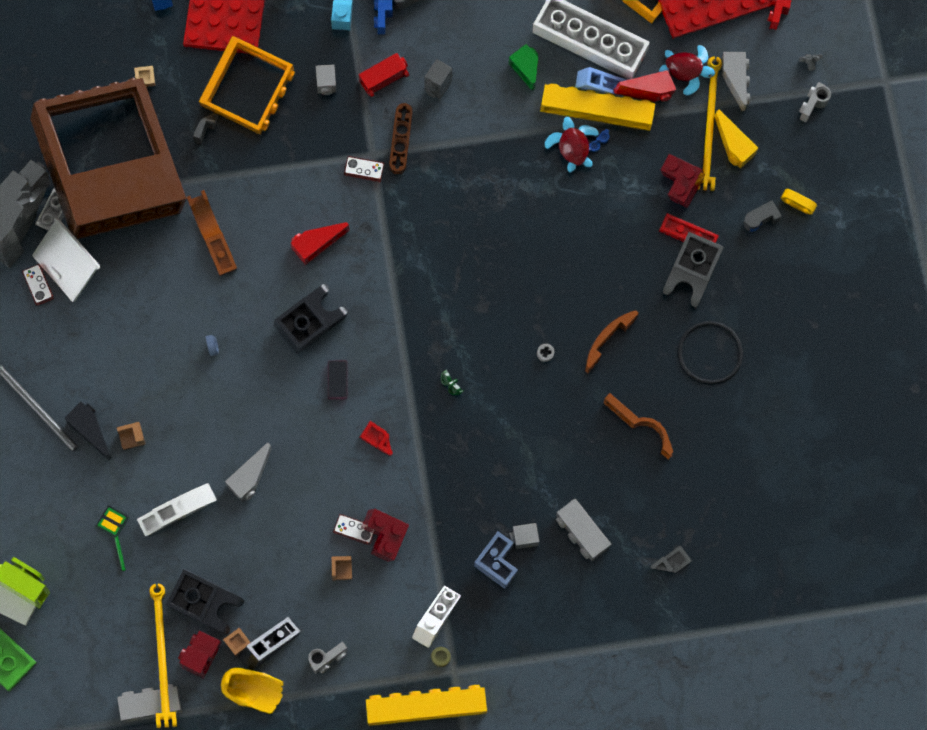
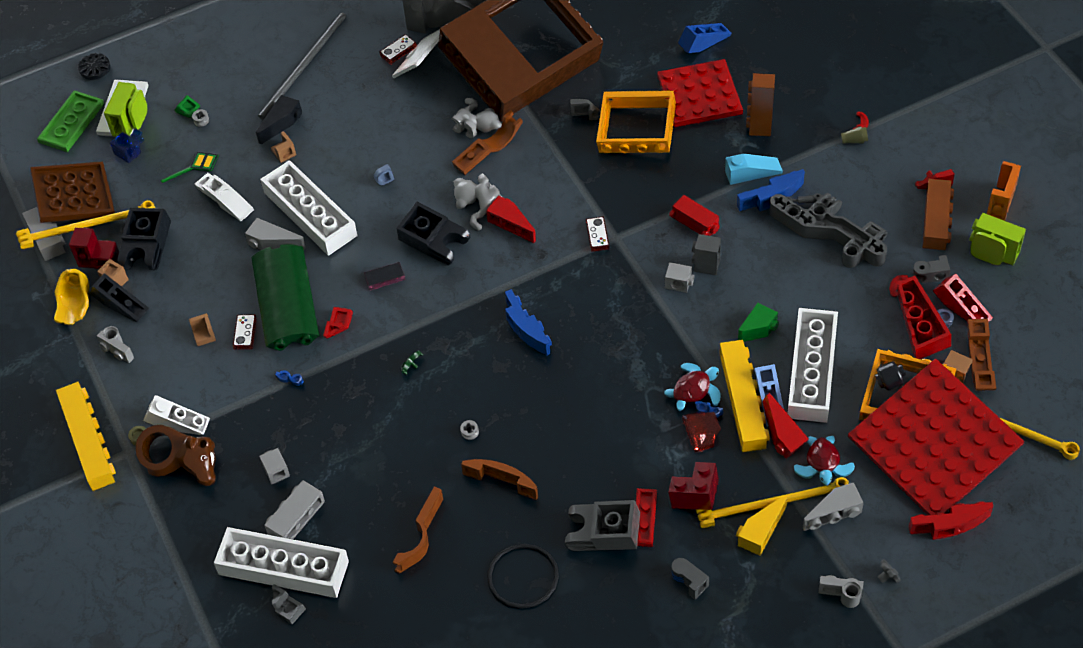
camera: 80 degrees right, 20 degrees down
(28, 522) = (187, 107): none -> green slope
(49, 505) = (204, 118): none -> light grey bush
(63, 595) = (127, 146): none -> clear blue brick
(110, 663) = (71, 191): none -> reddish brown plate
(147, 74) = (614, 56): tan plate -> none
(181, 227) = (483, 121): none -> light grey animal
(228, 428) = (309, 207): none -> white brick
(269, 270) = (467, 192): none -> light grey animal
(326, 79) = (670, 177): light grey brick -> none
(331, 479) = (284, 296): none -> dark green cylinder
(389, 533) = (245, 353): dark red brick -> none
(400, 138) = (640, 254): reddish brown beam -> none
(430, 493) = (284, 376): none -> blue piece
(448, 114) = (679, 277): none -> light grey brick
(456, 266) = (526, 326): none -> blue slope
(489, 607) = (189, 452): none -> reddish brown animal
(492, 561) = (240, 443): sand blue brick -> none
(618, 154) = (701, 429): none -> clear red slope
(634, 552) = (281, 562): none -> white brick
(798, 201) = (721, 607): yellow beam -> none

